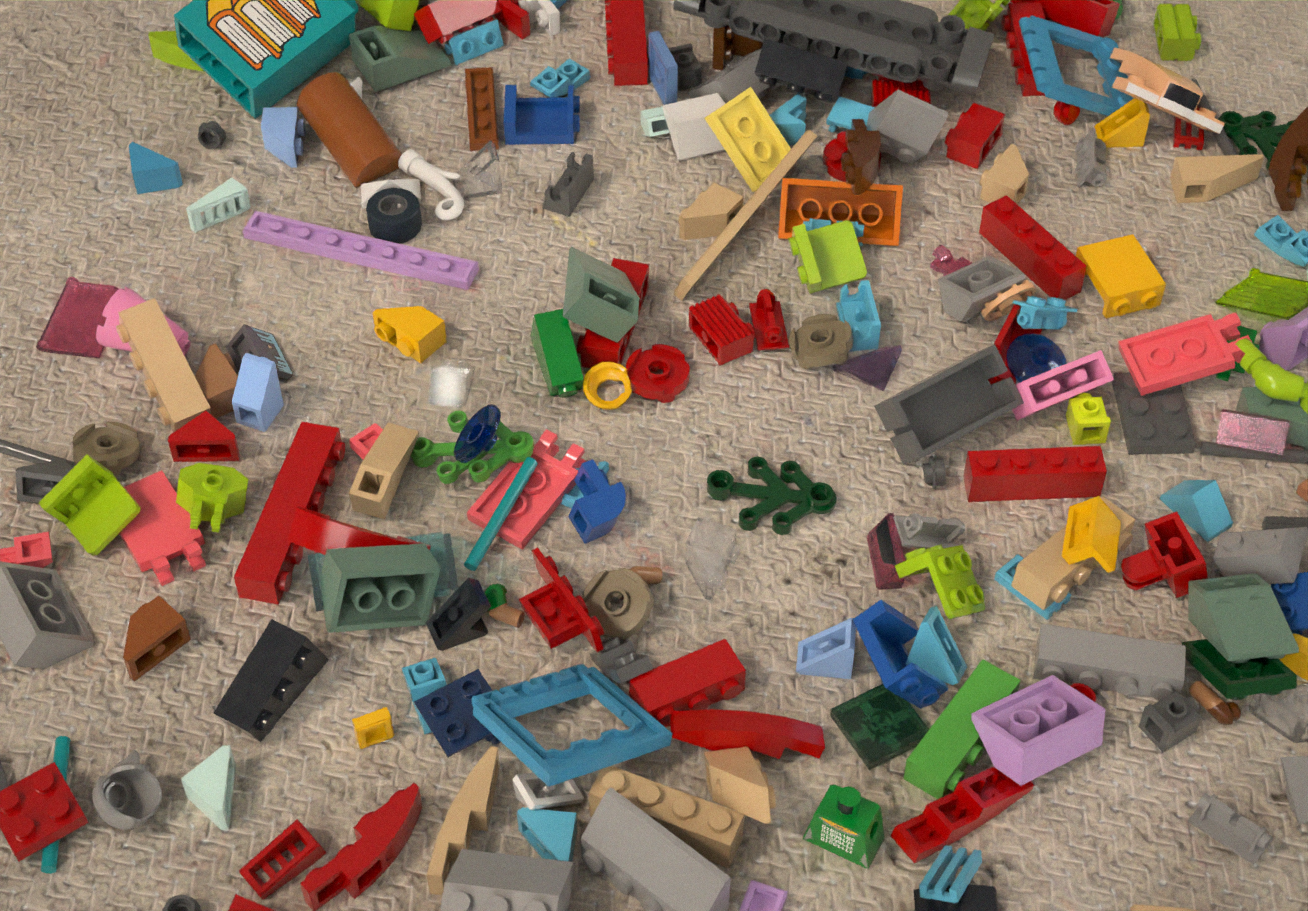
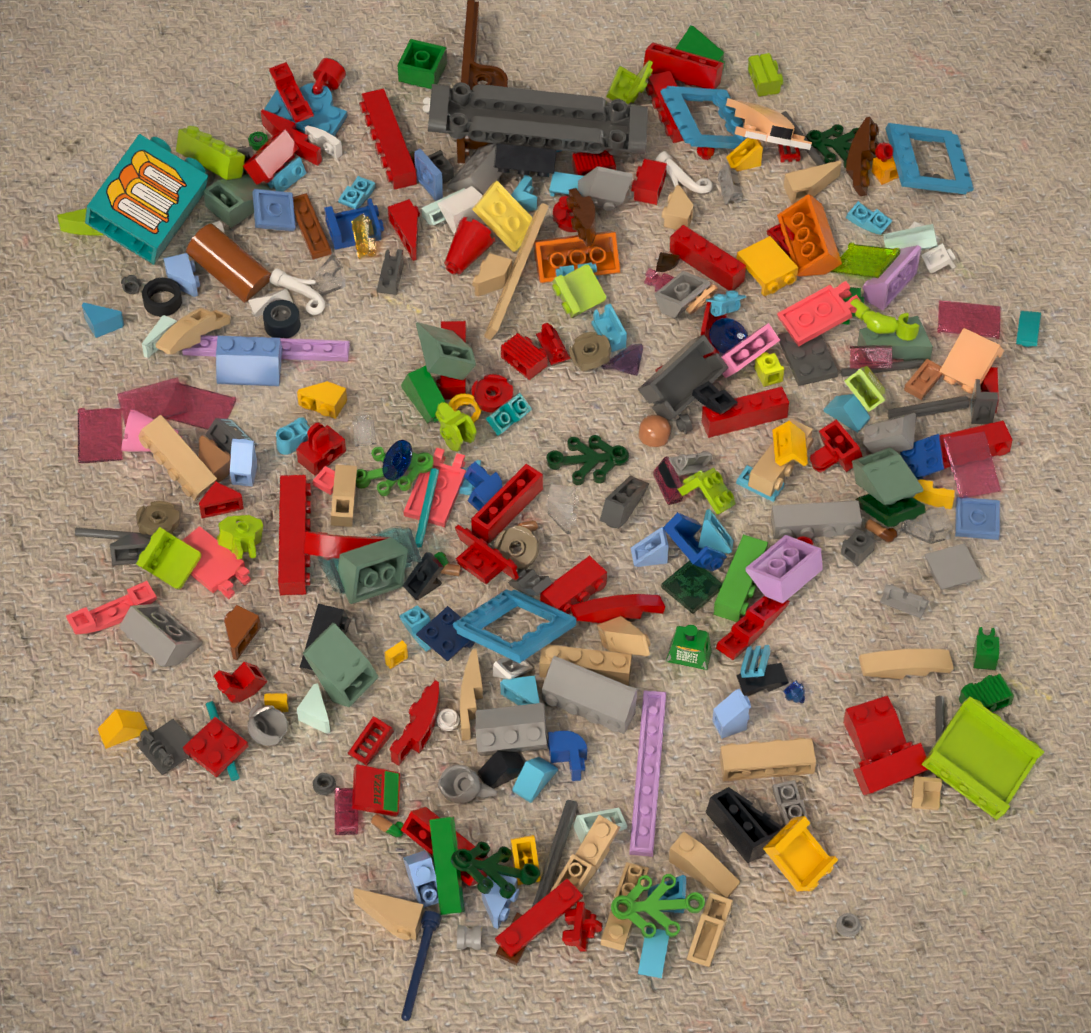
camera: 15 degrees left, 5 degrees up
(120, 719) = (241, 683): none -> red brick
(160, 761) = (278, 700): none -> yellow tile
(178, 287) = (154, 400): none -> clear pink piece
(230, 304) = (203, 407): none -> clear pink piece
(244, 143) = (160, 285): none -> black tyre
(256, 201) = (190, 328): none -> tan slope
(269, 725) = (340, 666): none -> sand green slope
(324, 258) = (248, 360): none -> medium blue slope
(347, 373) = (291, 436): none -> medium azure piece
(379, 395) = (321, 448): none -> red brick
(416, 853) = (448, 720): none -> white plate
(437, 77) = (273, 210): none -> medium blue tile
(548, 119) = (362, 229): none -> clear yellow hinge
(582, 404) = (455, 427): none -> lime hinge
(613, 129) = (404, 220): none -> red slope
(623, 532) = (507, 503): none -> red brick
(671, 404) = (508, 414): none -> teal slope
(687, 168) = (467, 245): none -> red cone
(805, 568) = (622, 502): none -> dark grey slope
(886, 474) = (654, 431): none -> nougat hair
(971, 244) = (667, 262): none -> dark brown tile
(987, 442) = (714, 399): none -> black slope
(1017, 134) = (678, 174): none -> white plant
(1154, 242) = (777, 235): none -> red tile
(1193, 249) = (813, 243): none -> orange slope
(1235, 474) = (866, 388): none -> lime torso

